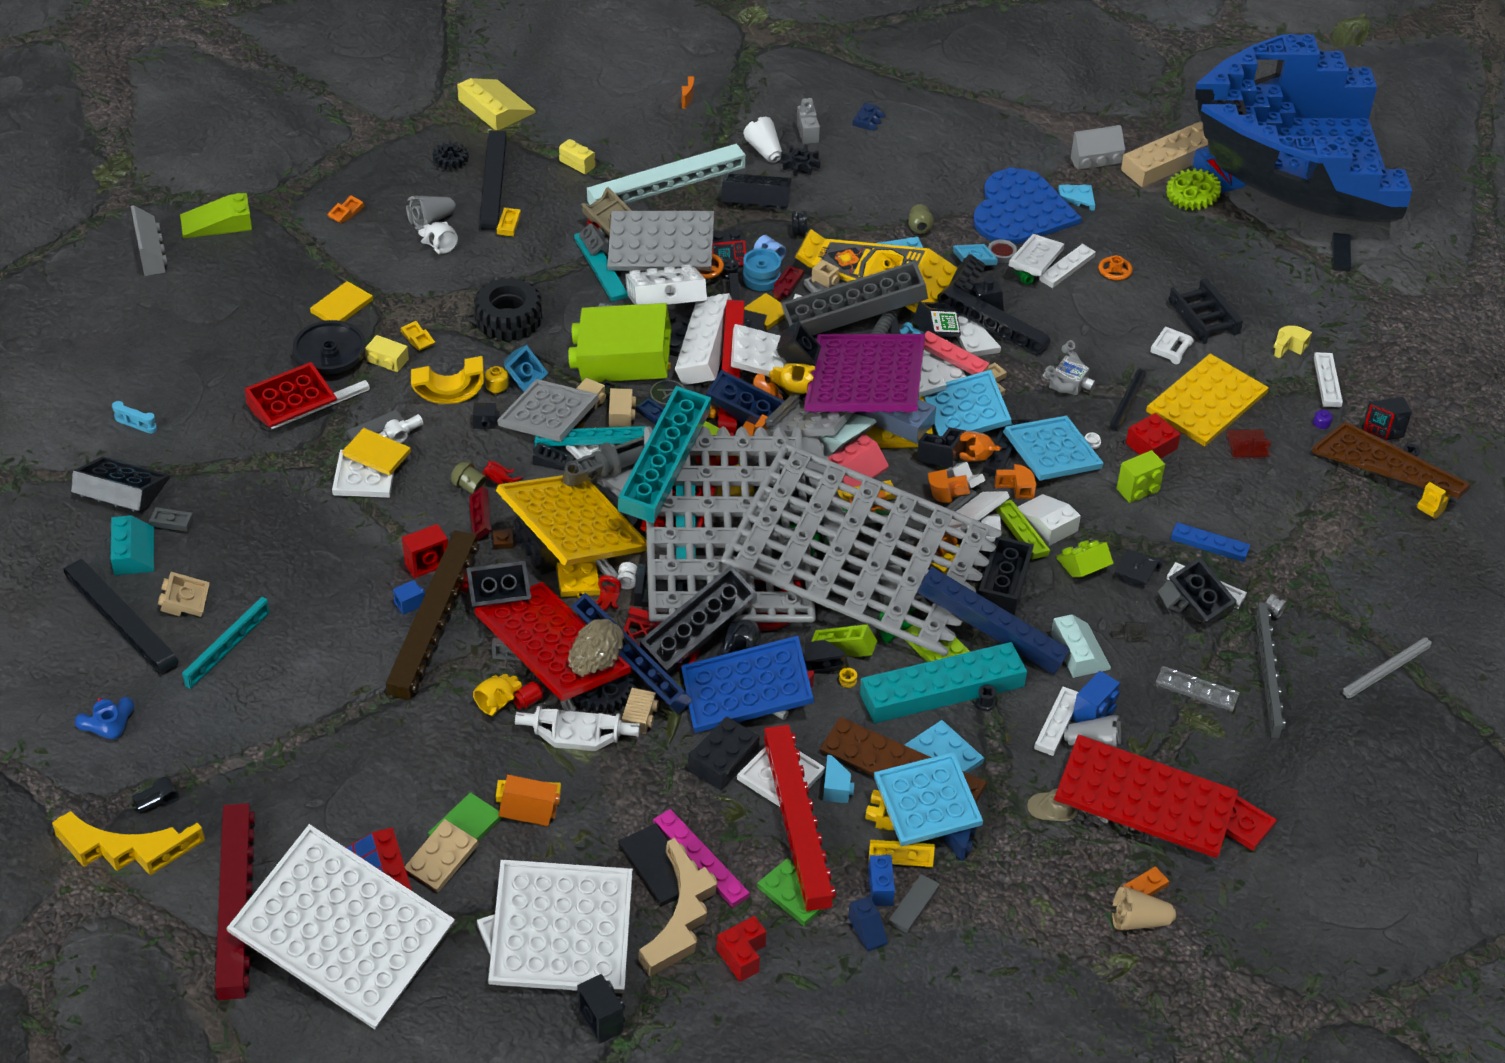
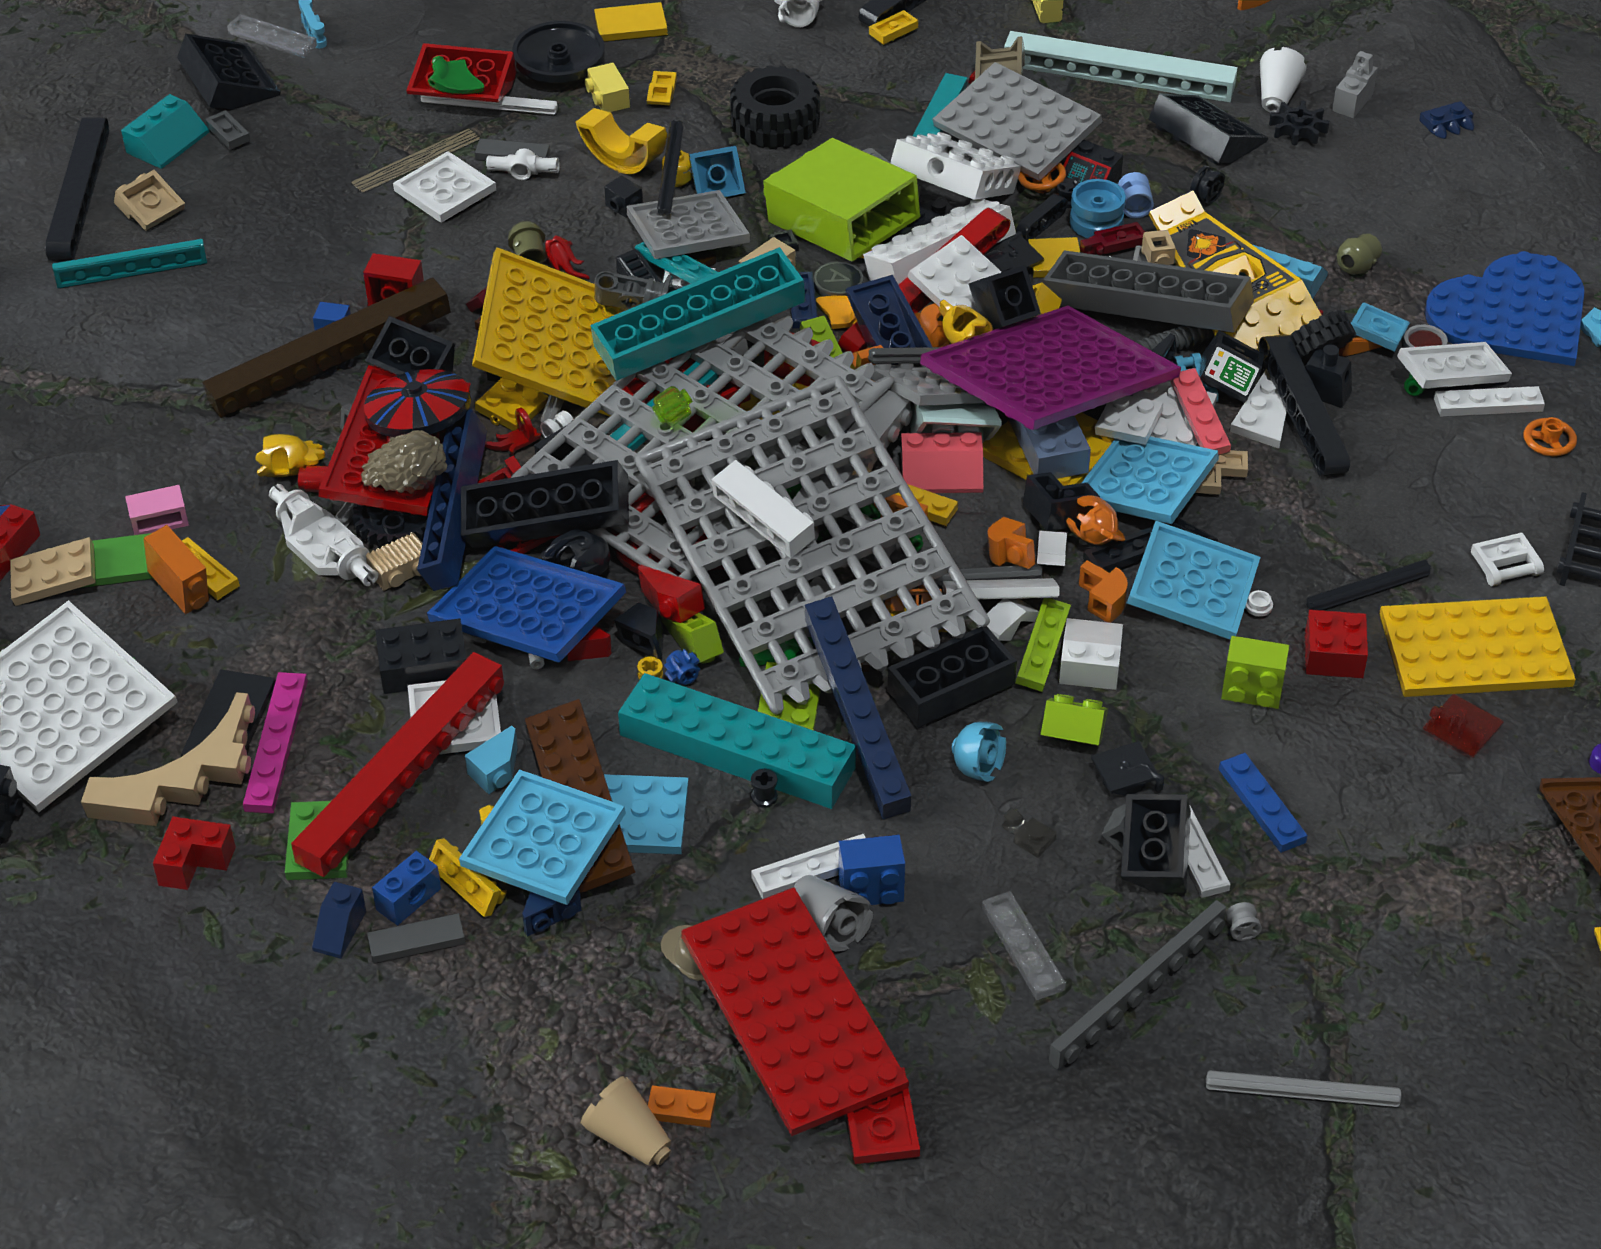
camera: 45 degrees right, 0 degrees up
(116, 441) = (272, 35): none -> clear plate
(294, 399) = (453, 77): none -> green arm
(318, 468) = (415, 160): none -> dark tan sticker
(376, 451) = (474, 170): yellow tile -> none
(456, 777) = (156, 509): none -> bright pink piece
(505, 380) = (670, 167): none -> black axle
(547, 610) = (417, 401): none -> dish
(594, 387) = (759, 231): tan brick -> none
(595, 239) = (954, 83): dark grey bracket -> none
(707, 517) = (672, 405): none -> clear neon green head
(814, 627) = (671, 595): none -> red slope
(833, 542) = (763, 508): none -> white brick
(866, 663) = (682, 667): none -> blue gear
(1062, 602) = (979, 750): none -> medium azure cylinder
(1070, 374) = (1323, 516): light grey torso -> none
(1085, 653) = (944, 806): light aqua slope -> none

